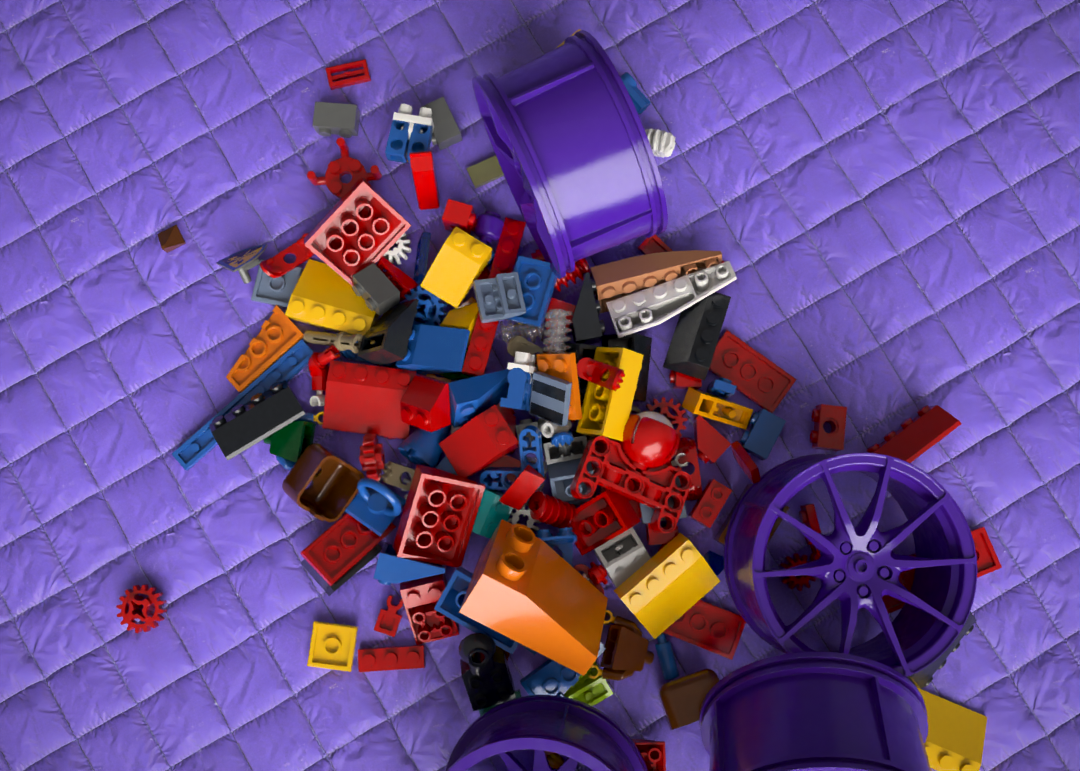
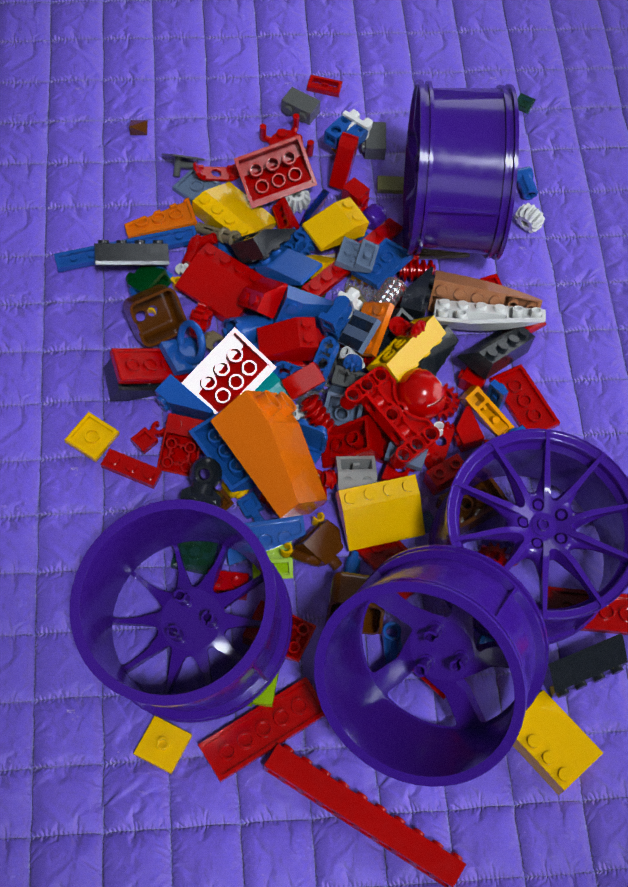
camera: 20 degrees right, 20 degrees down
(376, 289) = (267, 213): dark grey brick -> none

